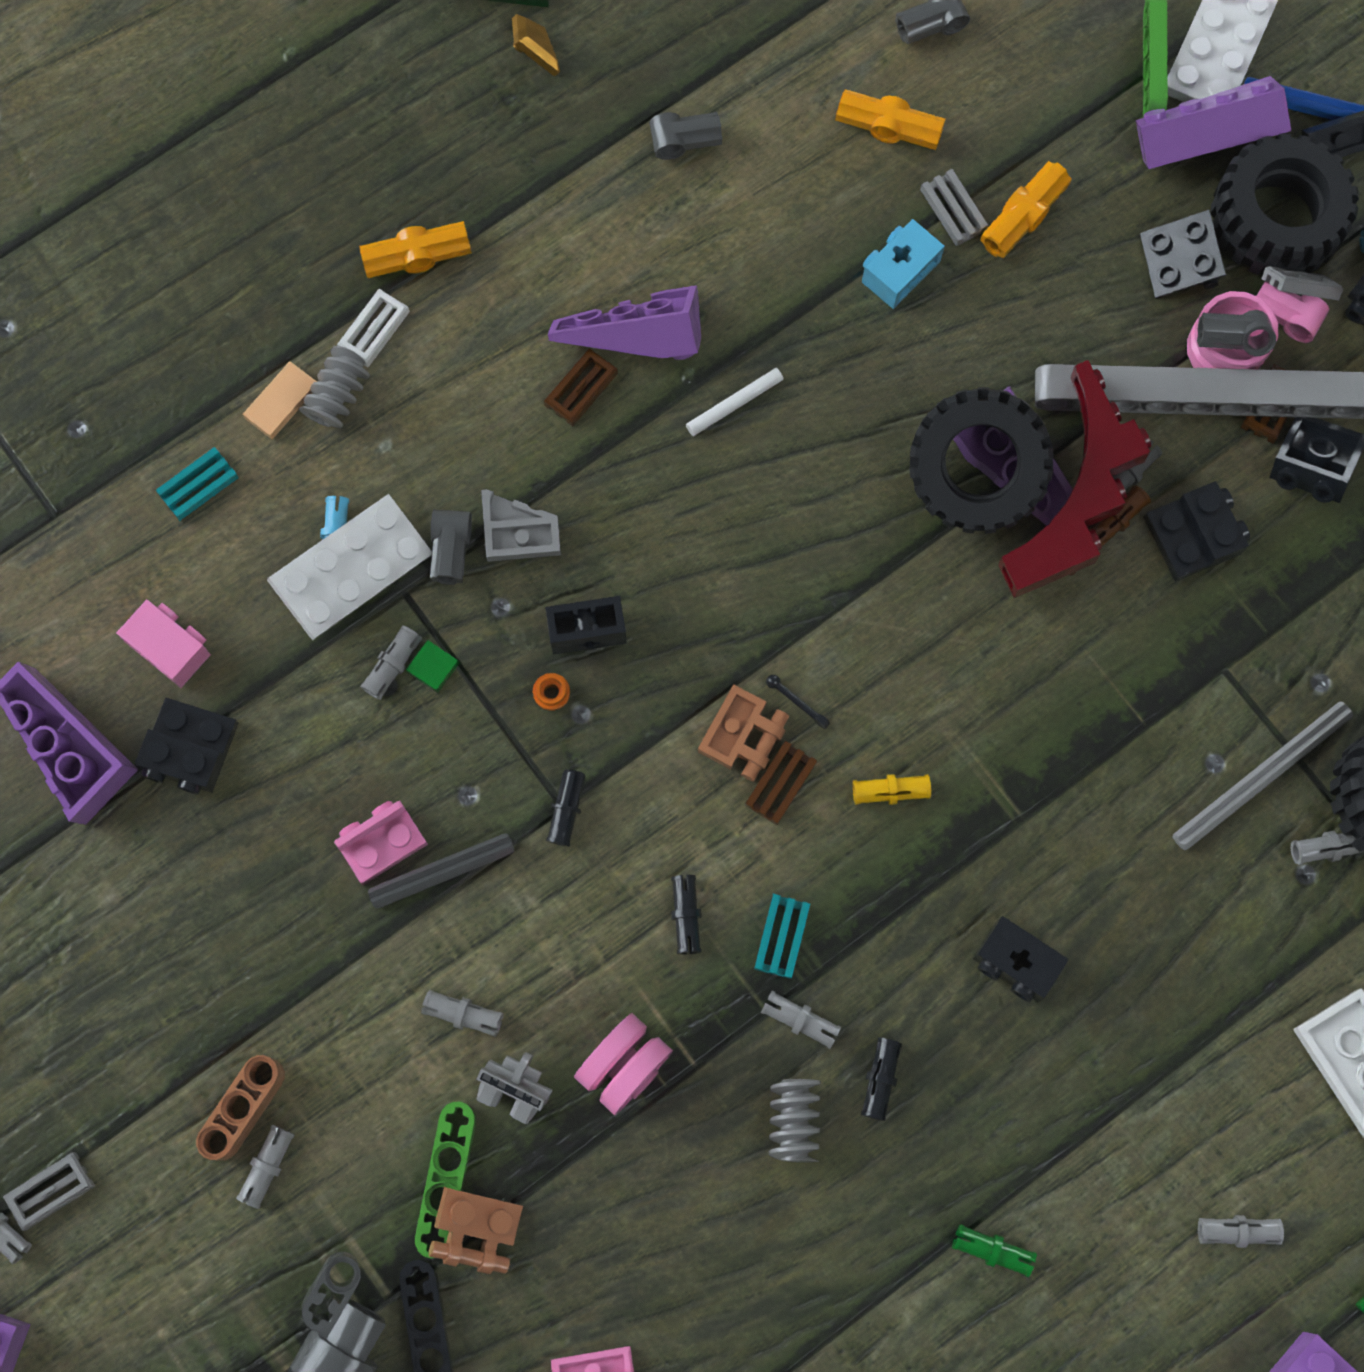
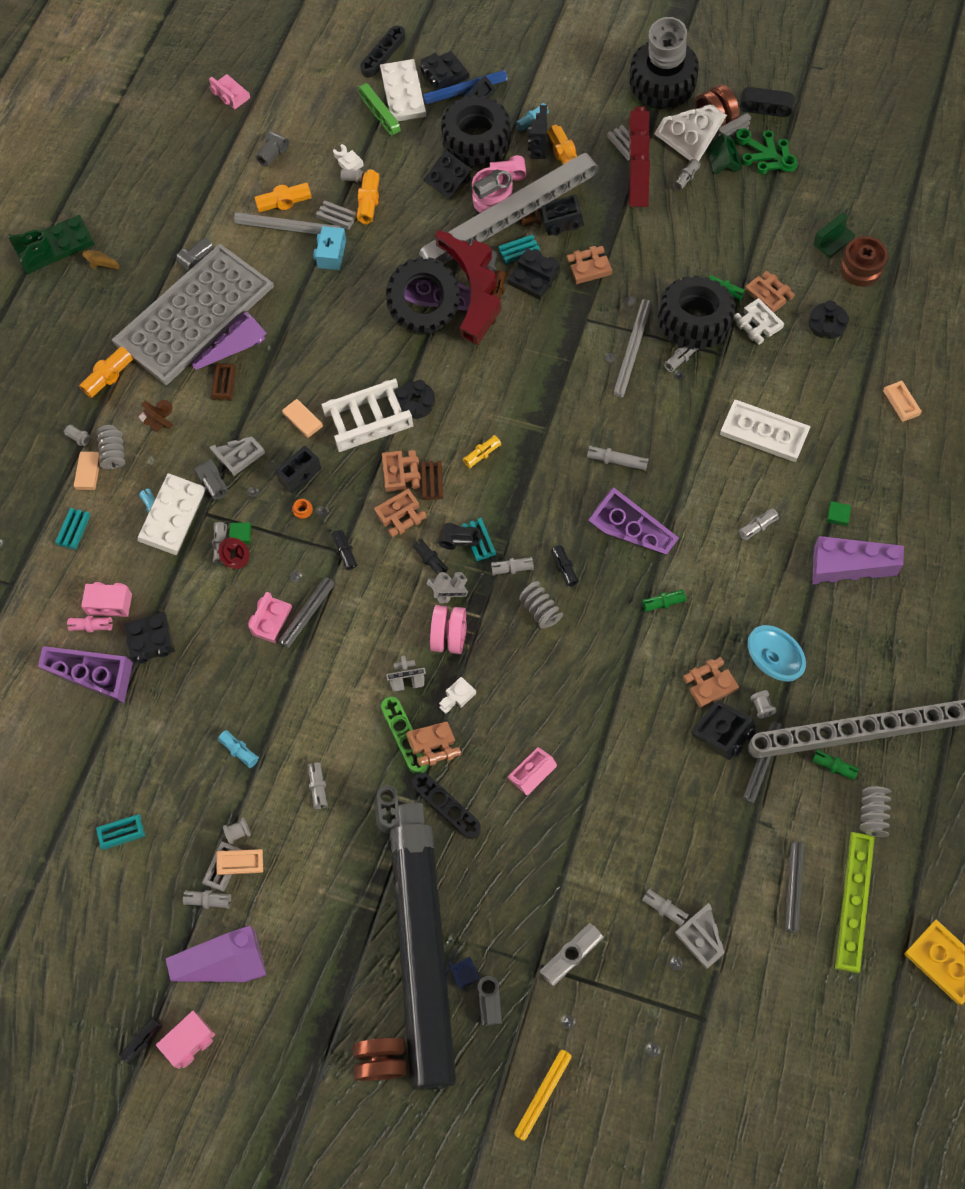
camera: 30 degrees left, 10 degrees down
(74, 1206) = (239, 862): none -> light nougat tile
(104, 1153) = (236, 830): none -> light grey bush
(118, 662) = (90, 624): none -> bright pink pin
(193, 1022) = (238, 748): none -> medium azure pin
(223, 1118) = (282, 759): nougat beam -> none
(304, 329) = (79, 436): none -> light grey pin
(384, 335) = (117, 412): white tile -> none
(412, 701) = (241, 553): none -> dark red gear
(436, 380) = (156, 415): none -> reddish brown hips
(462, 1013) = (360, 662): light grey pin -> none
(574, 1172) = (458, 693): none -> white plate
(613, 235) = (192, 313): none -> light grey plate
(656, 534) = (302, 418): none -> light nougat tile
(675, 989) = (447, 587): none -> light grey hips
(693, 794) = (398, 507): none -> nougat plate
(732, 627) = (372, 431): none -> white fence
(734, 402) = (297, 346): white bar -> none
(747, 908) = (454, 536): none -> black piece
(774, 682) = (431, 445): black hinge -> none
(859, 167) = (279, 223): none -> light grey axle
(869, 611) = (420, 390): none -> black plate
(1027, 152) = (352, 175): none -> light grey pin
(1031, 1074) = (627, 521): none -> medium lavender wedge
(1041, 119) = (348, 160): none -> white plate
(1041, 961) = (579, 475): black brick -> none
(1097, 954) = (617, 458): none -> light grey pin
(1207, 455) = (518, 247): none -> teal tile
(1214, 122) = (423, 116): medium lavender wedge -> none
(1296, 585) = (590, 269): none -> nougat plate
(1302, 283) = (505, 154): light grey tile -> none
(1313, 52) = (443, 70): none -> black plate

